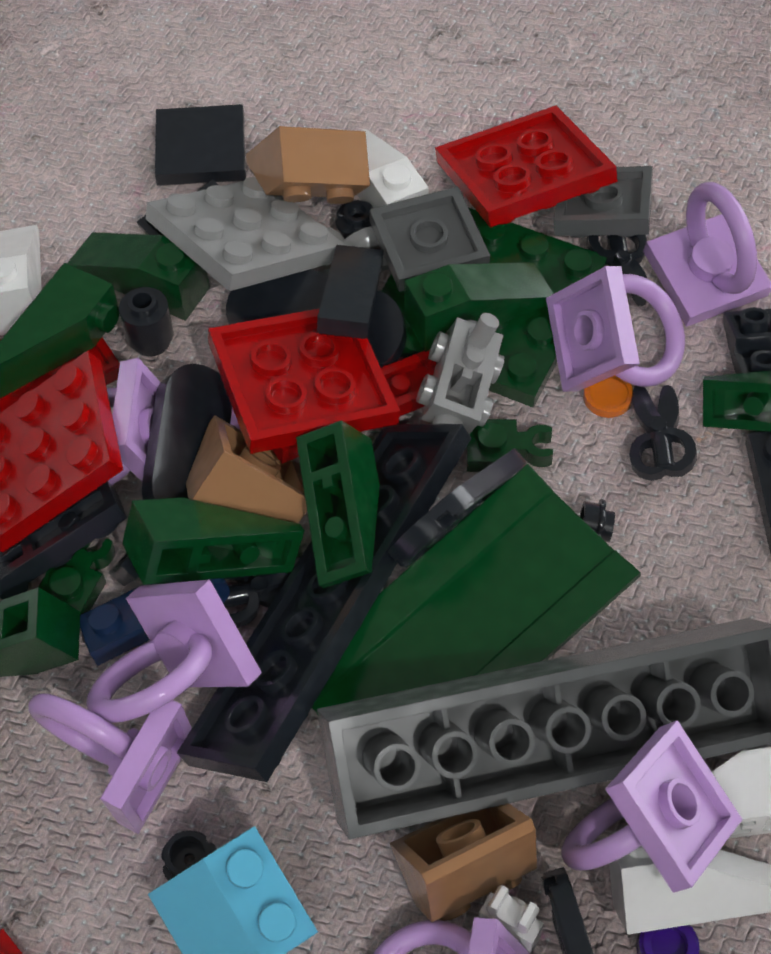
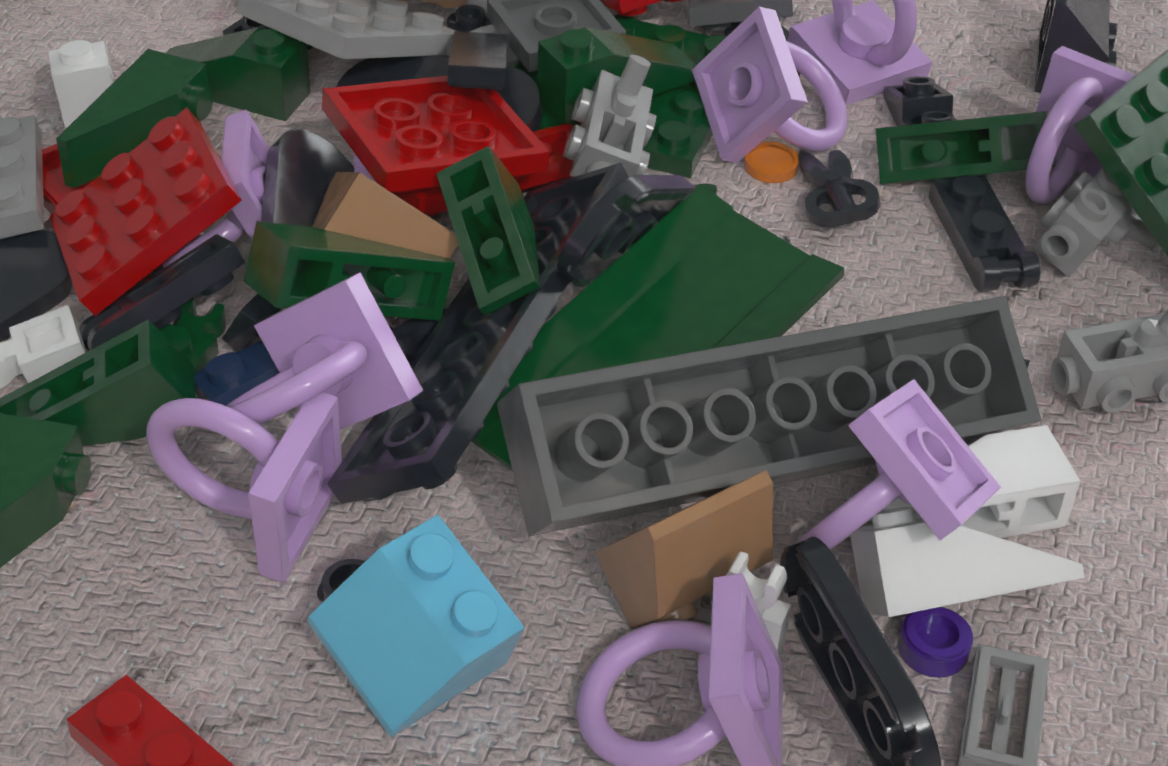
camera: 10 degrees left, 15 degrees down
(146, 321) = (242, 90): black brick -> none

